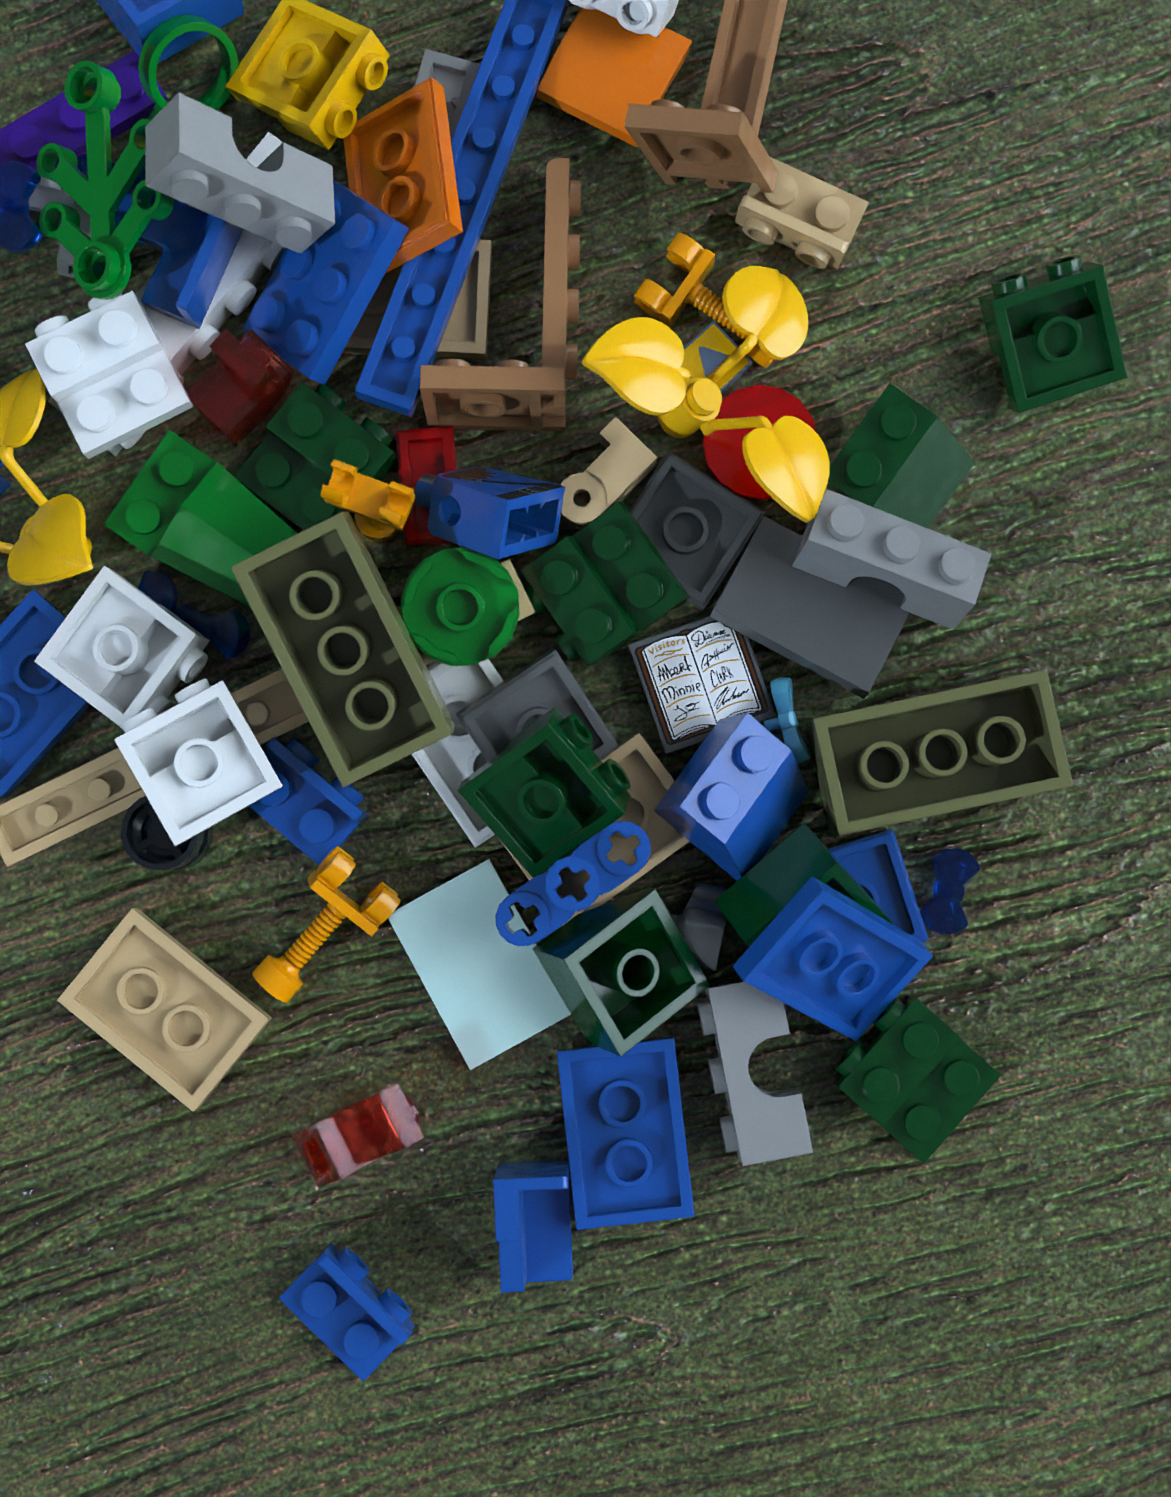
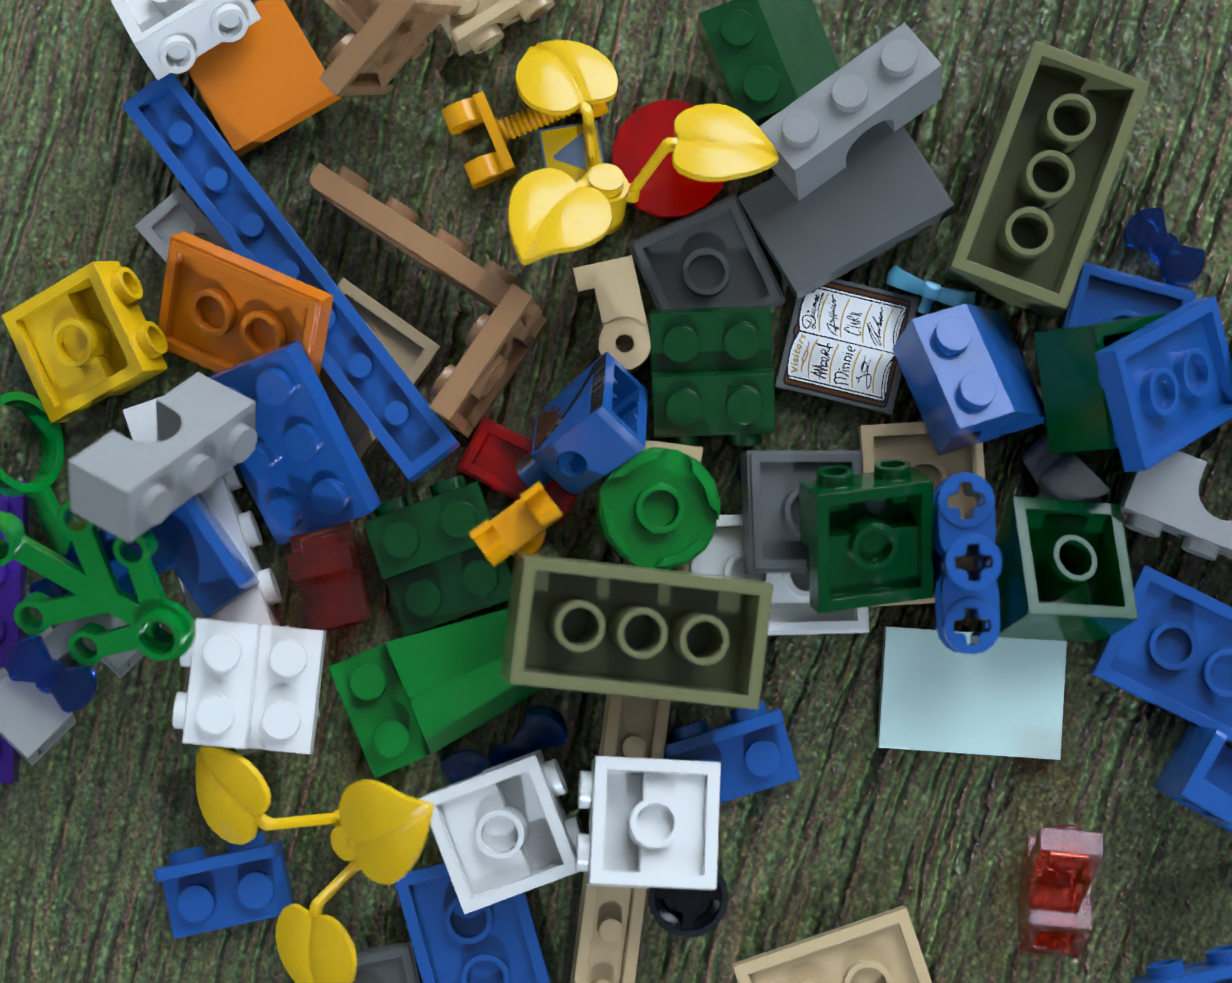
camera: 55 degrees left, 0 degrees up
(281, 974) = (813, 767): light orange bar -> none

